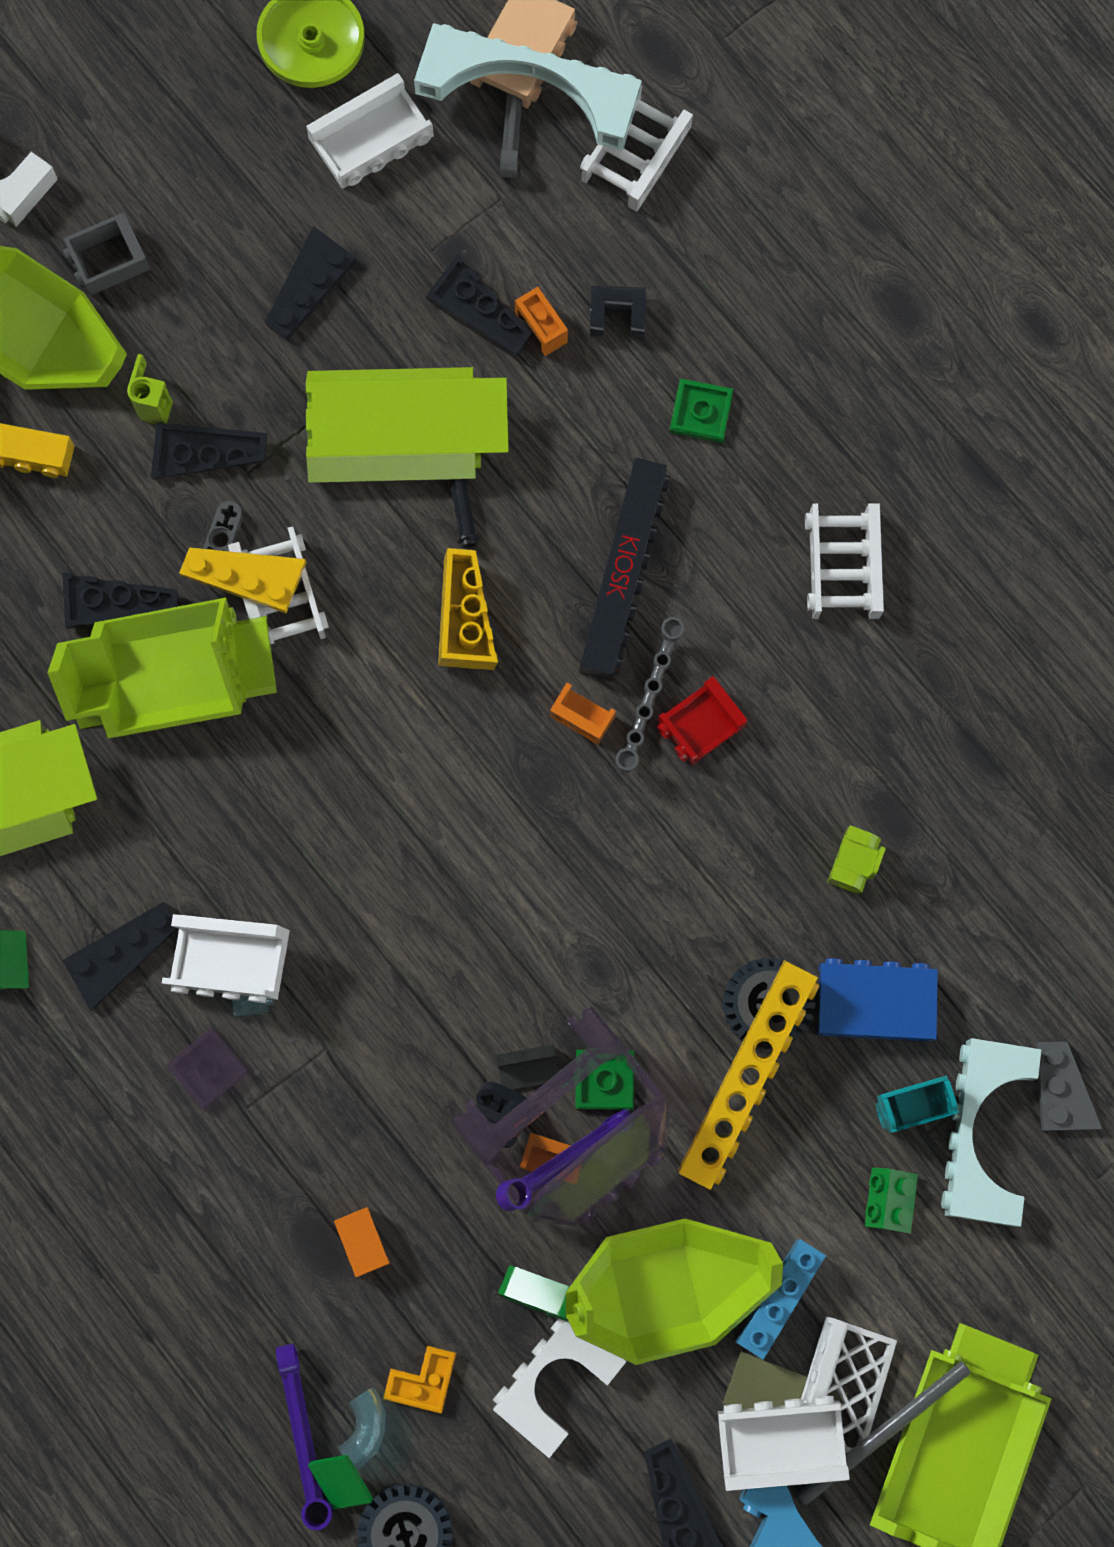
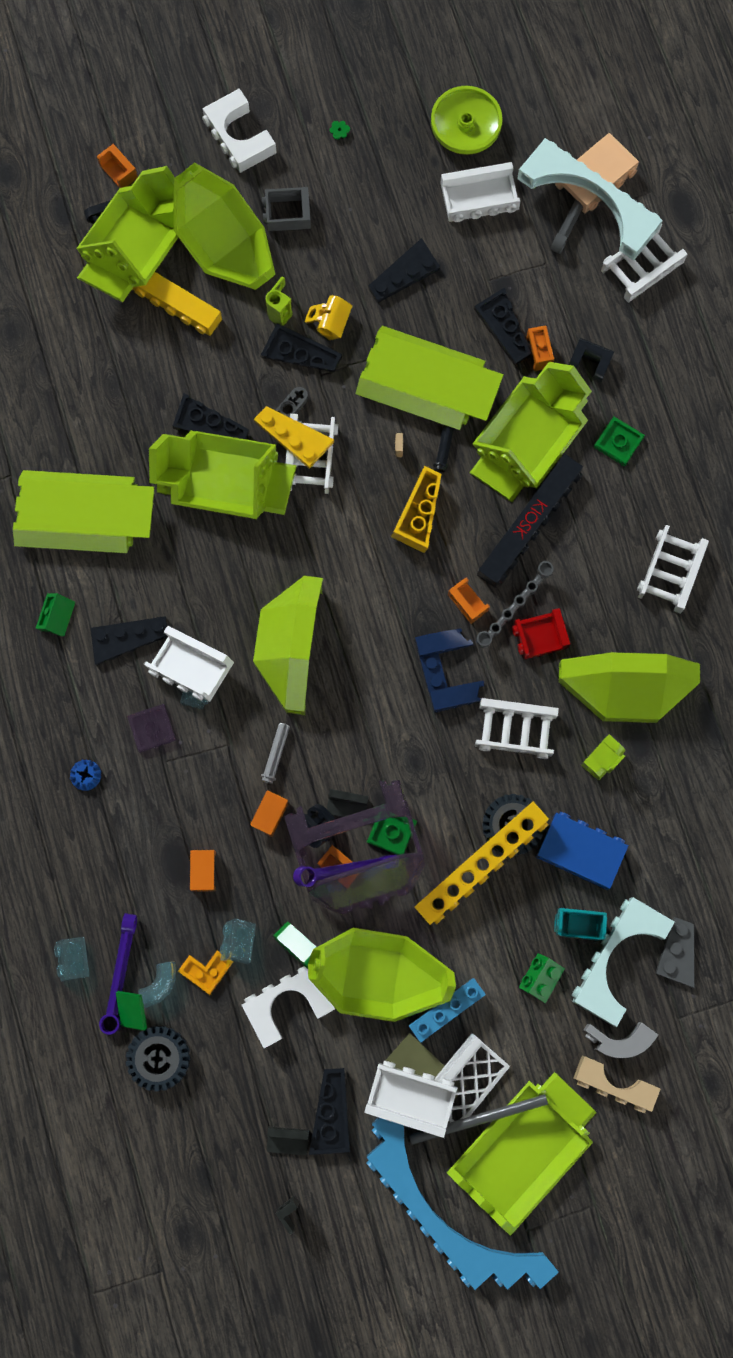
camera: 25 degrees right, 0 degrees up
(135, 108) = (339, 129): none -> green plant
(149, 1182) = (88, 783): none -> blue gear
(225, 1443) = (71, 958): none -> clear light blue bracket
(230, 385) = (331, 317): none -> yellow piece
(352, 870) = (286, 642): none -> lime panel
(398, 531) = (399, 444): none -> tan tile
(398, 1035) = (275, 753): none -> light grey axle
(424, 1123) = (269, 813): none -> orange panel
(451, 1321) = (237, 941): none -> clear light blue bracket
(575, 441) = (531, 430): none -> lime panel
(596, 862) = (441, 696): none -> dark blue wedge
(726, 838) = (527, 712): none -> white fence
(850, 746) = (629, 684): none -> lime panel
(1050, 1243) = (632, 1045): none -> light grey arch
(1087, 1306) = (640, 1093): none -> tan arch

